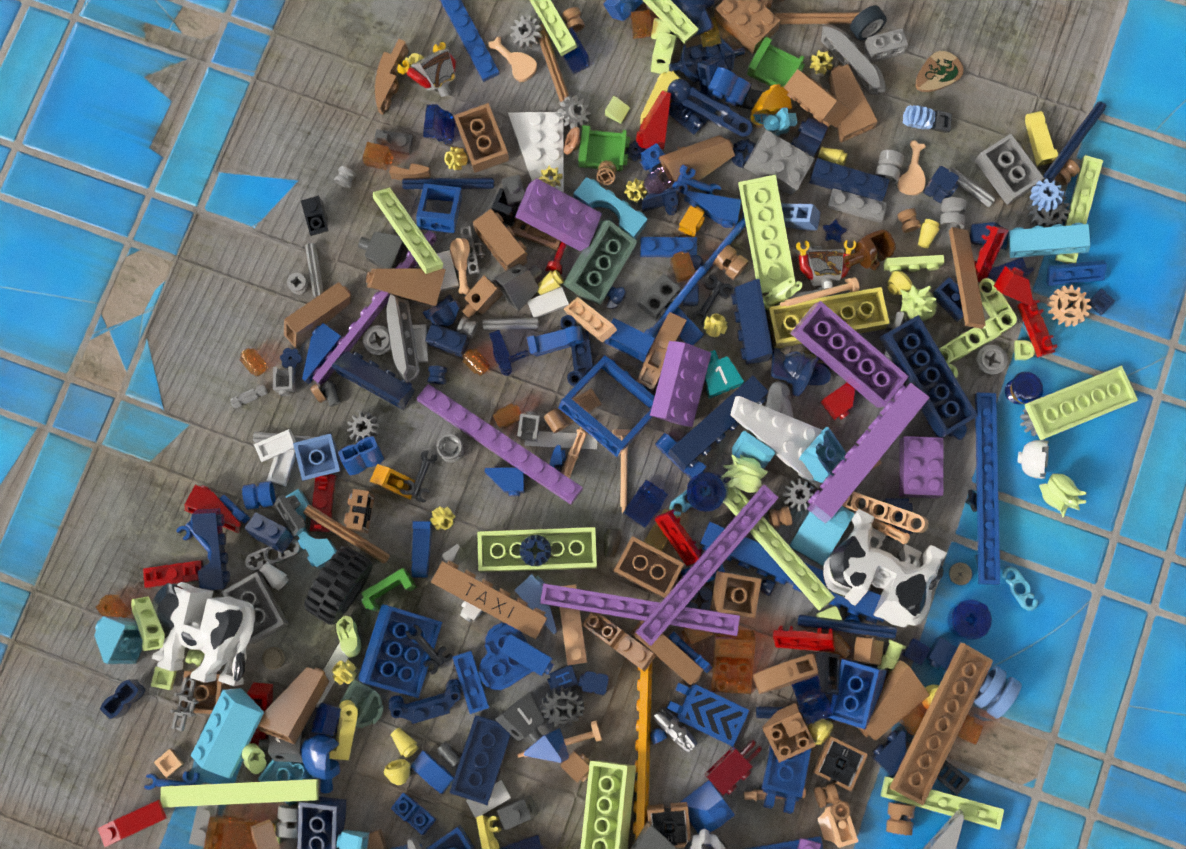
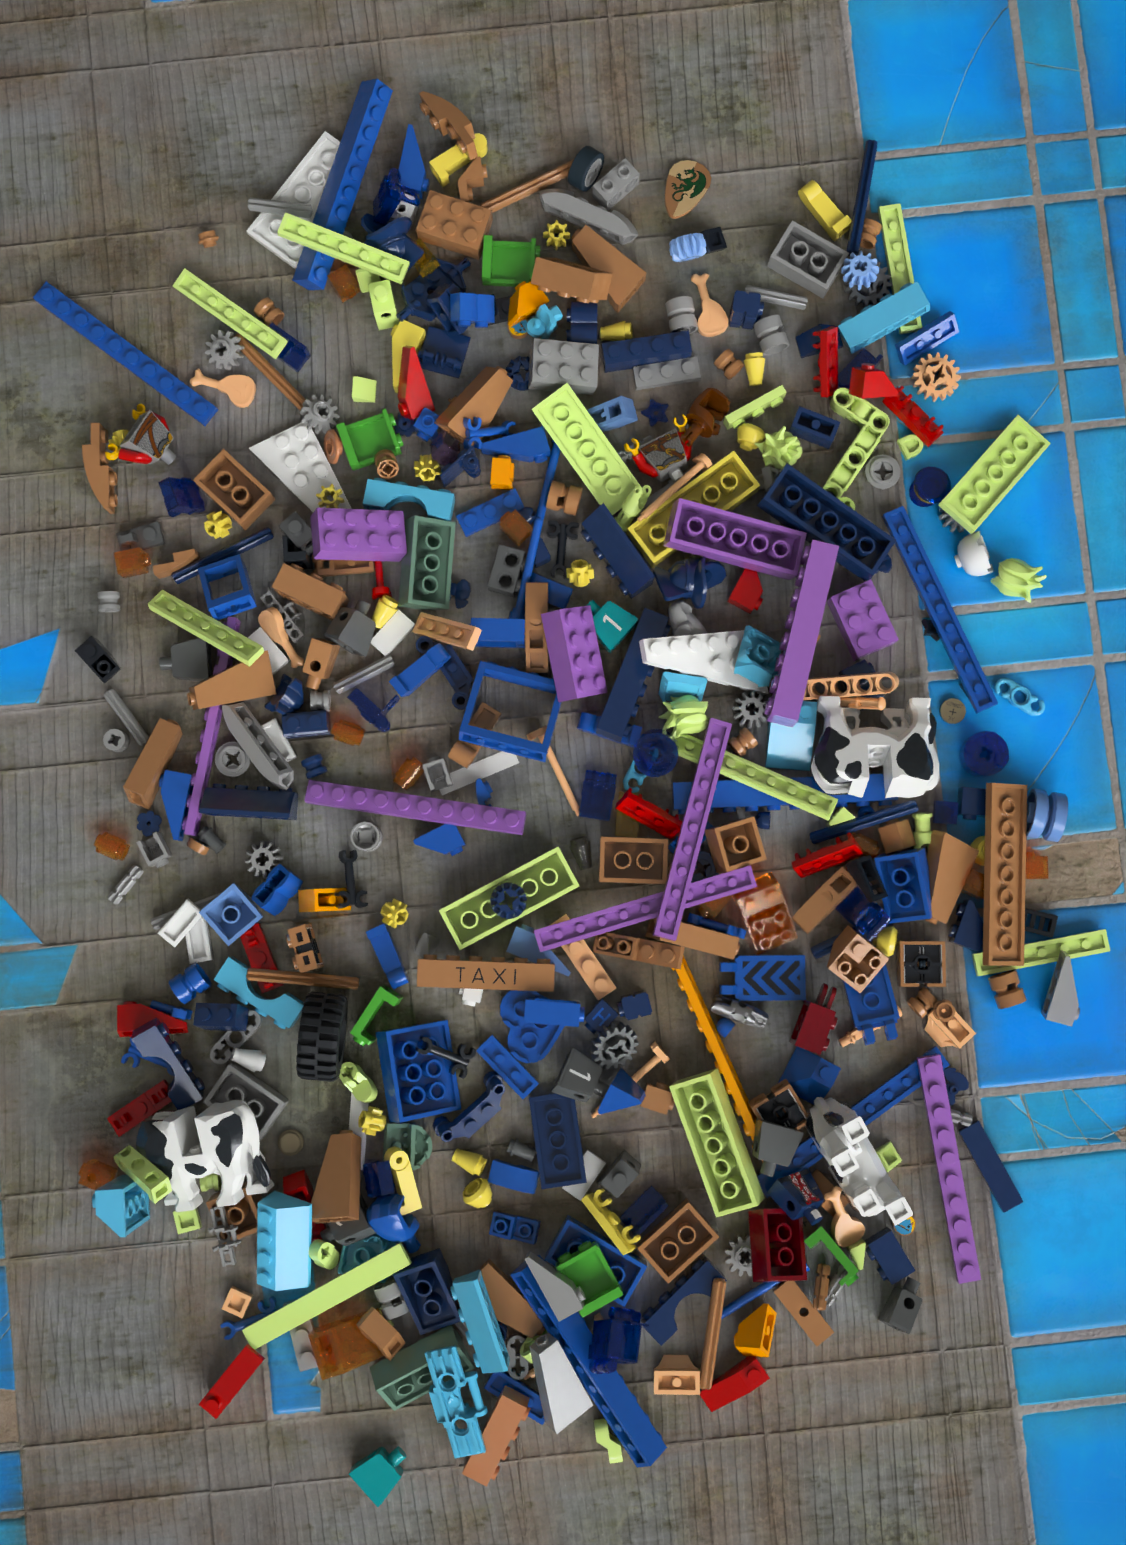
camera: 25 degrees left, 5 degrees up
(120, 703) = (156, 1257): dark blue brick -> none
(287, 509) = (226, 982): dark grey hinge -> none
(574, 452) = (497, 779): light nougat piece -> none
(680, 93) = (488, 344): dark blue piece -> none
(967, 278) = (817, 398): medium nougat tile -> none
(1101, 301) = (966, 356): dark blue tile -> none

